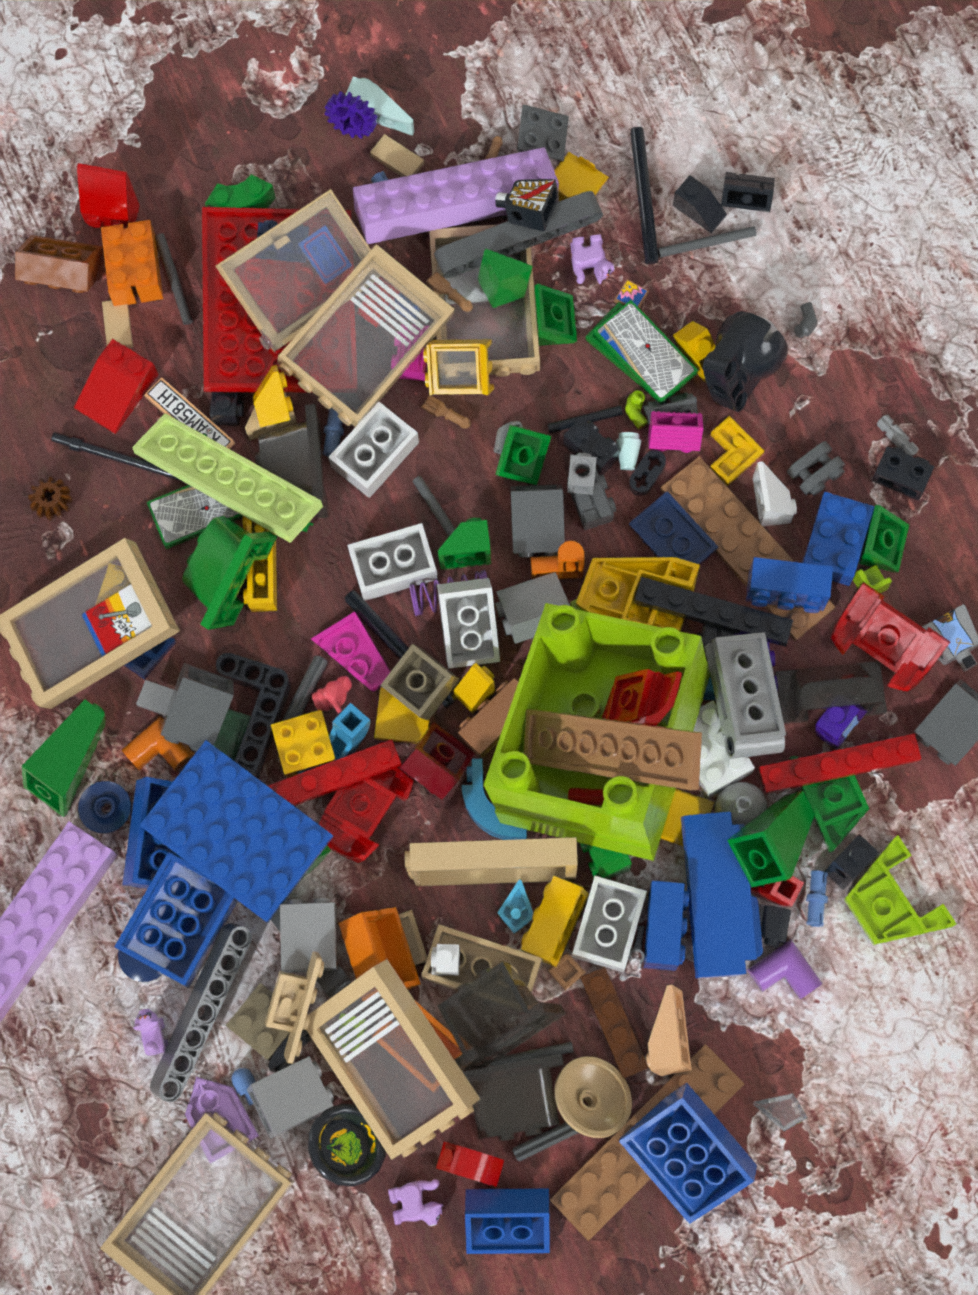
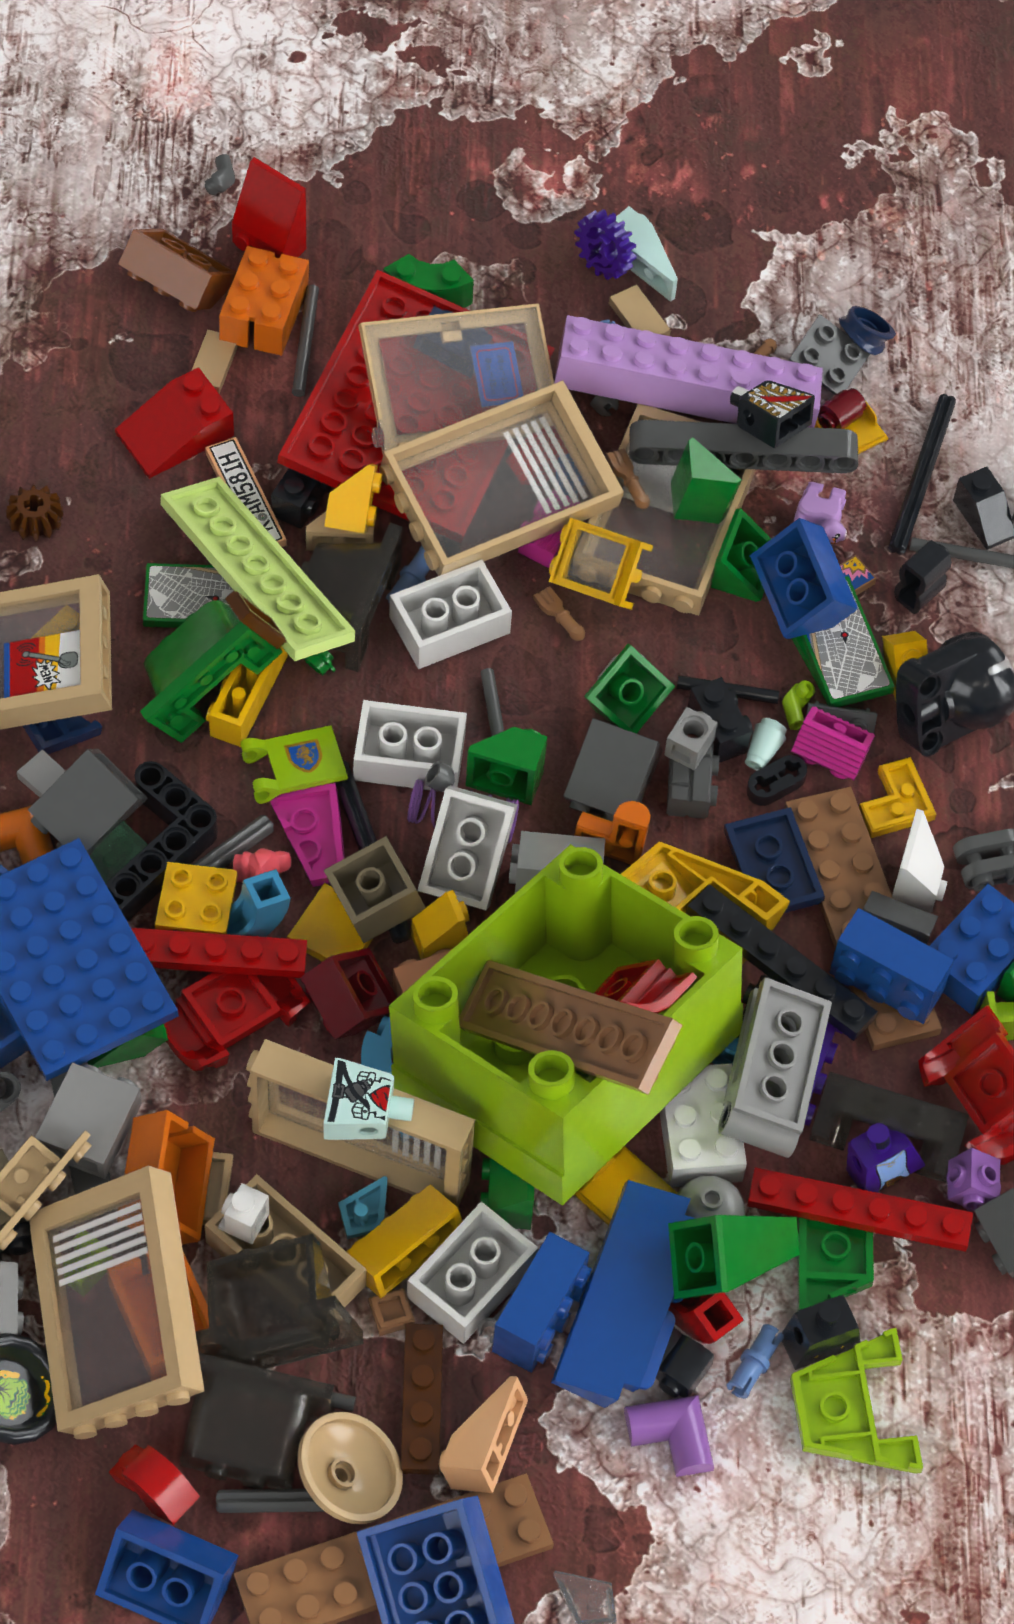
camera: 15 degrees right, 15 degrees down
(55, 176) = (223, 177): none -> dark grey arm
(79, 444) = (100, 471): black bar -> none
(252, 528) = (255, 619): none -> reddish brown tile
(322, 604) = (296, 761): none -> lime flag
(403, 241) = (603, 404): none -> dark grey hinge
(412, 1203) = (58, 1495): lavender animal -> none
(426, 580) = (440, 776): none -> dark grey hinge
(499, 863) = (362, 1103): none -> light aqua torso
(559, 100) = (867, 329): none -> dark blue piece
(570, 172) = (842, 409): none -> dark red brick
(604, 319) = (803, 580): none -> blue slope
(682, 278) = (923, 576): none -> black brick
(775, 542) = (901, 916): none -> dark grey slope
(904, 709) = (973, 1179): none -> medium lavender brick

